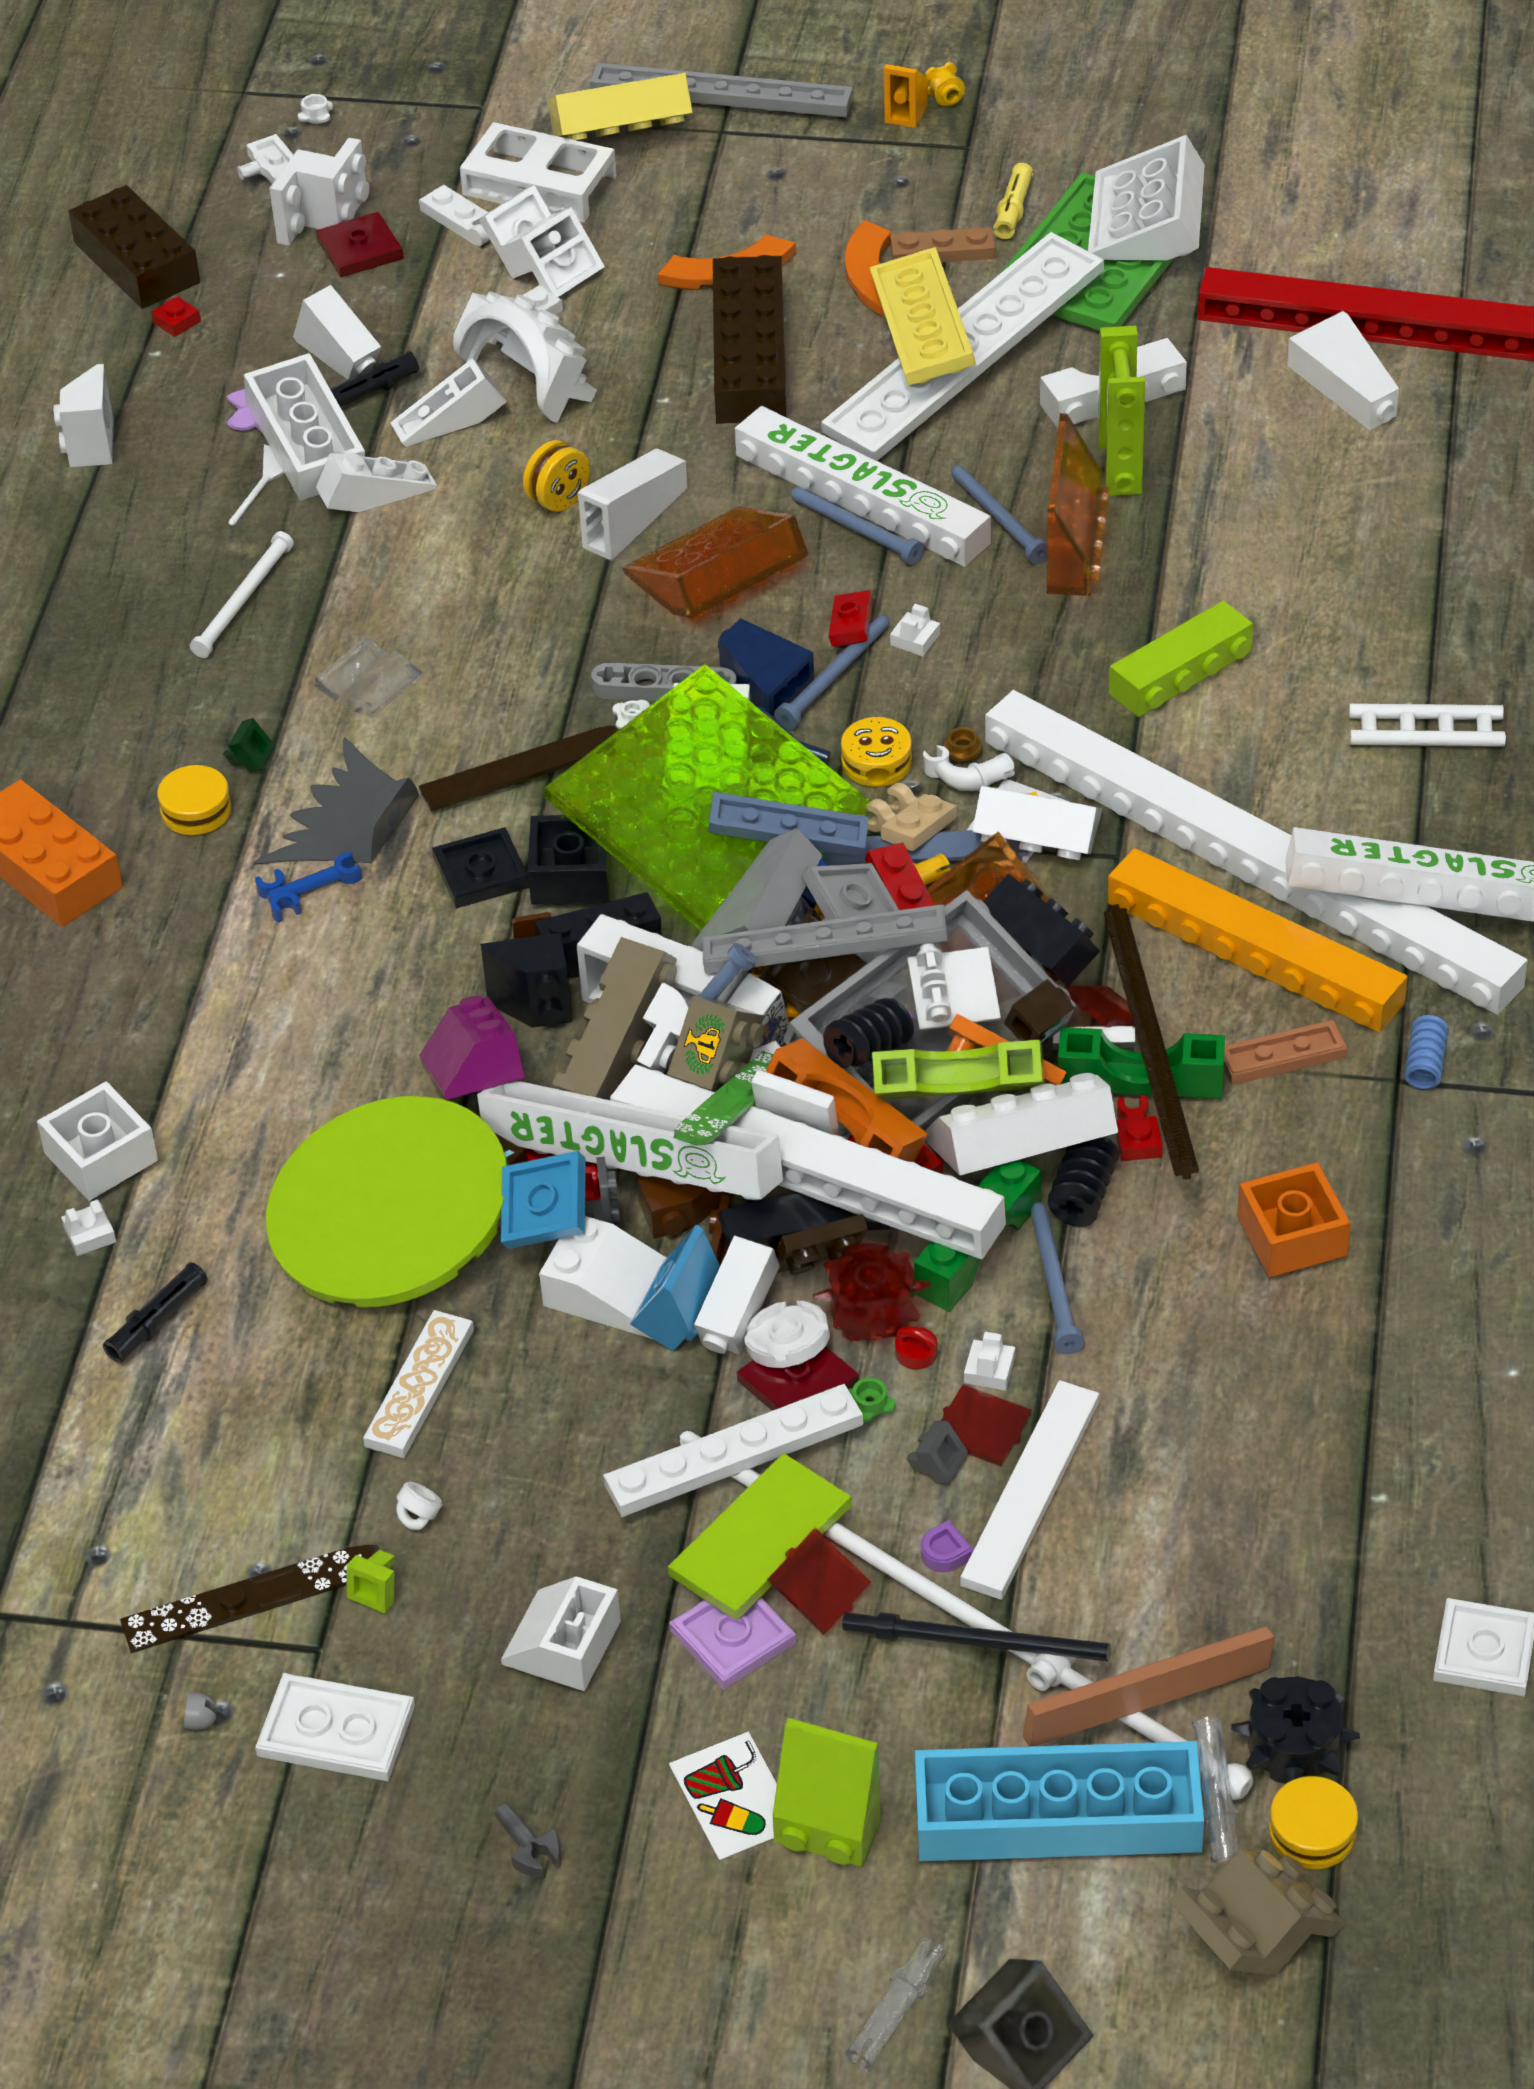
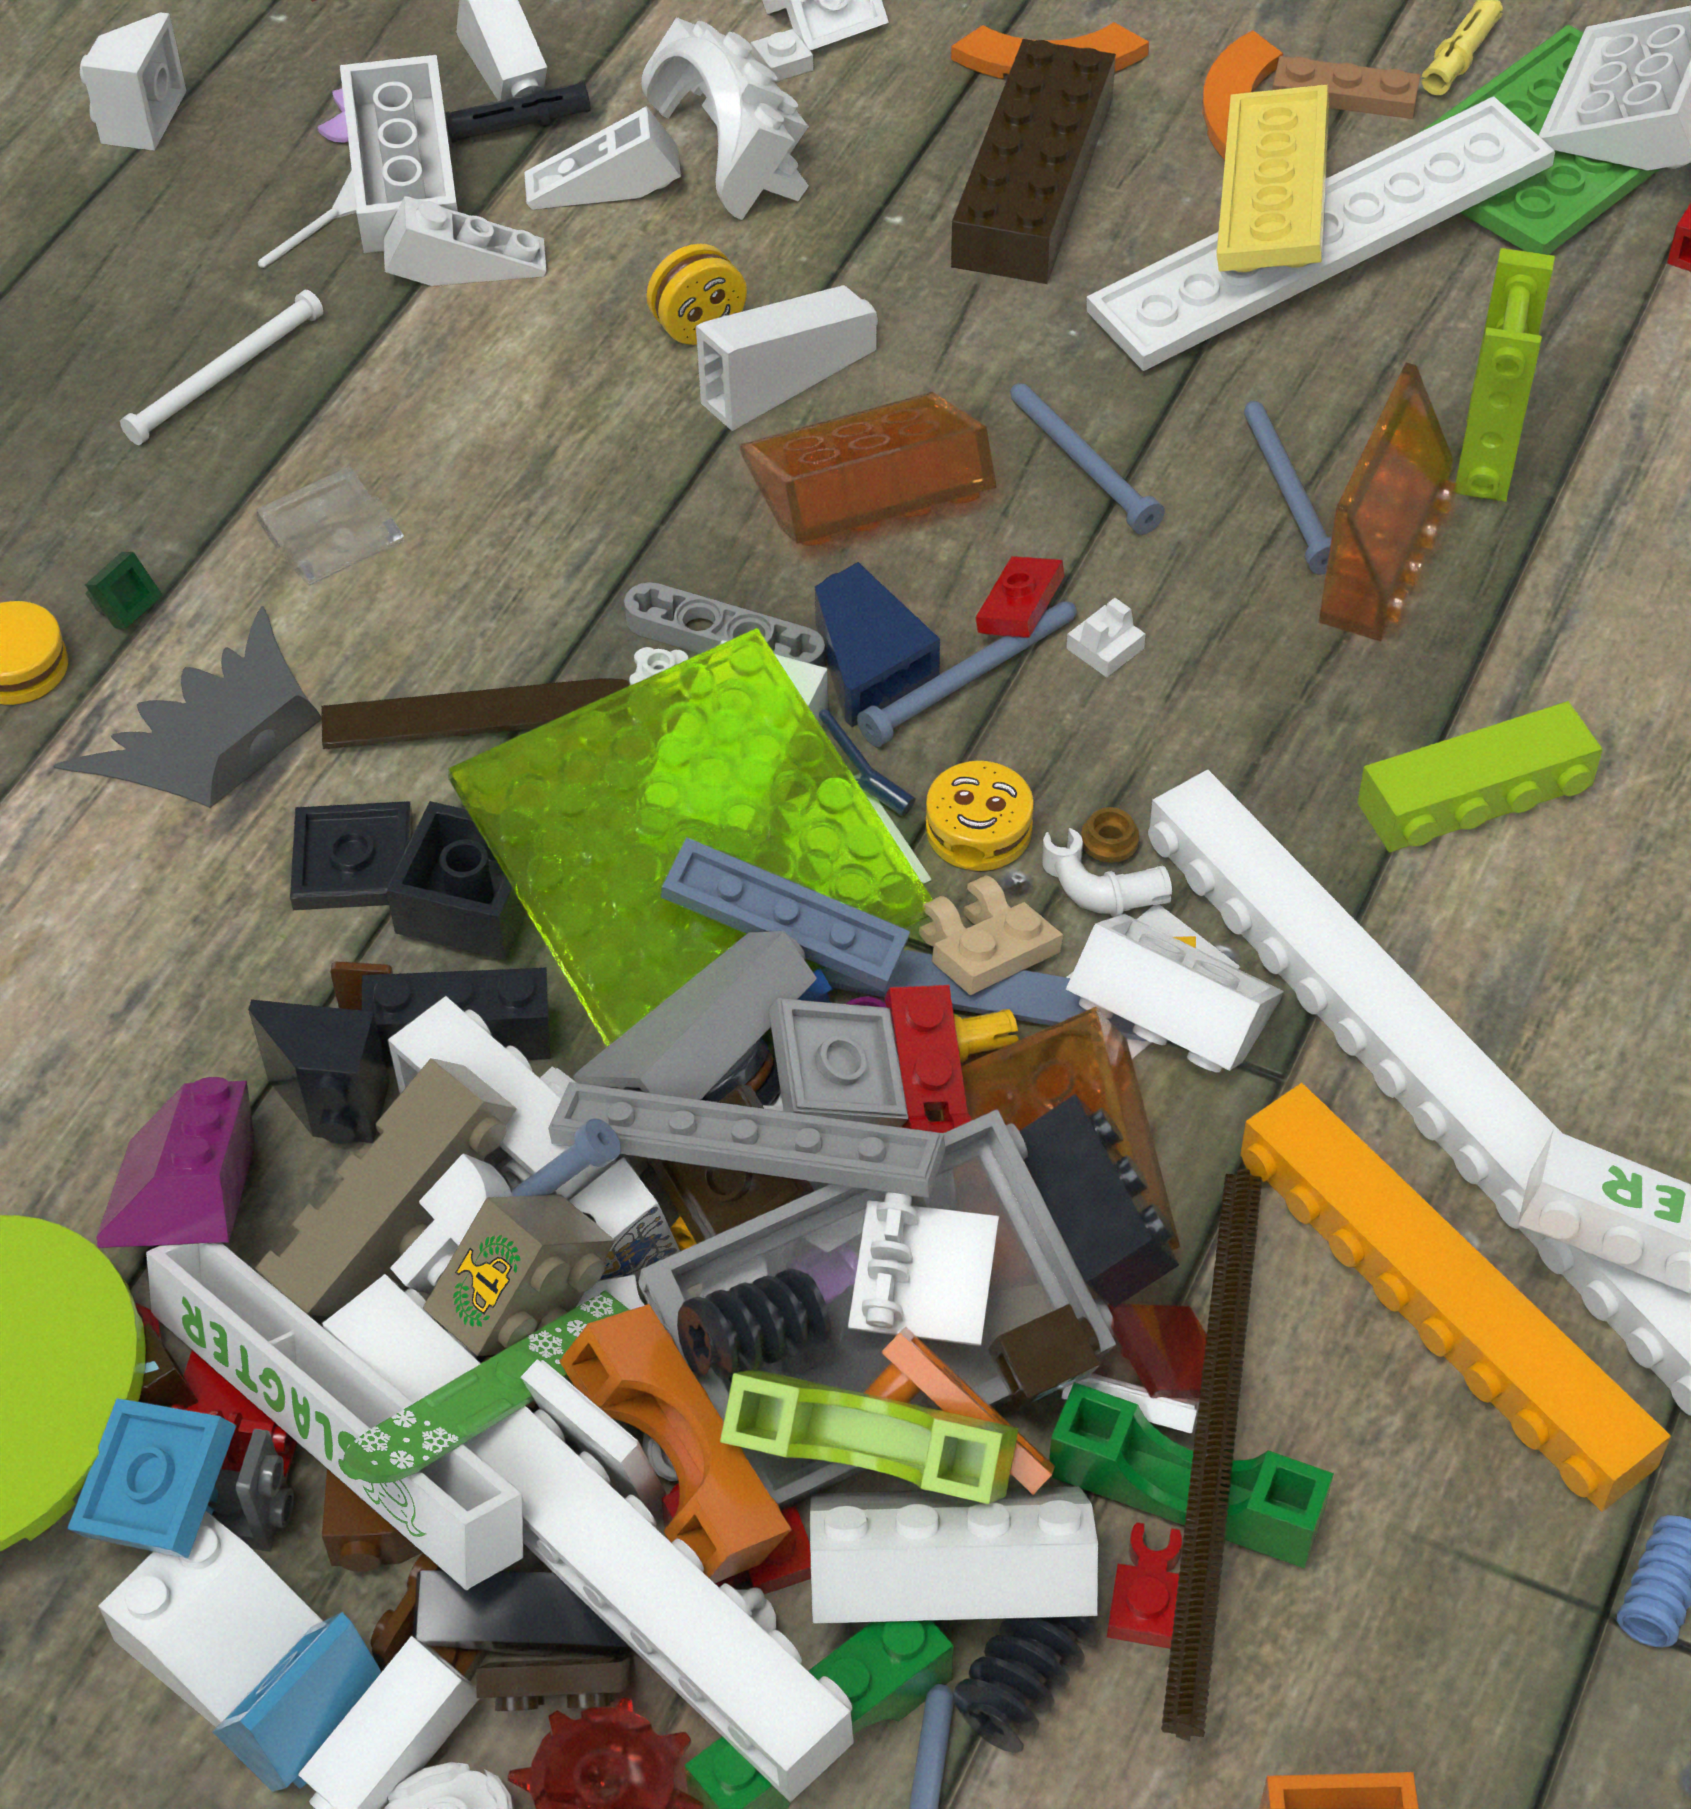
camera: 15 degrees right, 5 degrees up
(286, 895) = (65, 822): blue bar -> none
(863, 485) = (1114, 405): white brick -> none
(1078, 392) = (1577, 329): white arch -> none
(1283, 1052) = (1431, 1508): nougat tile -> none

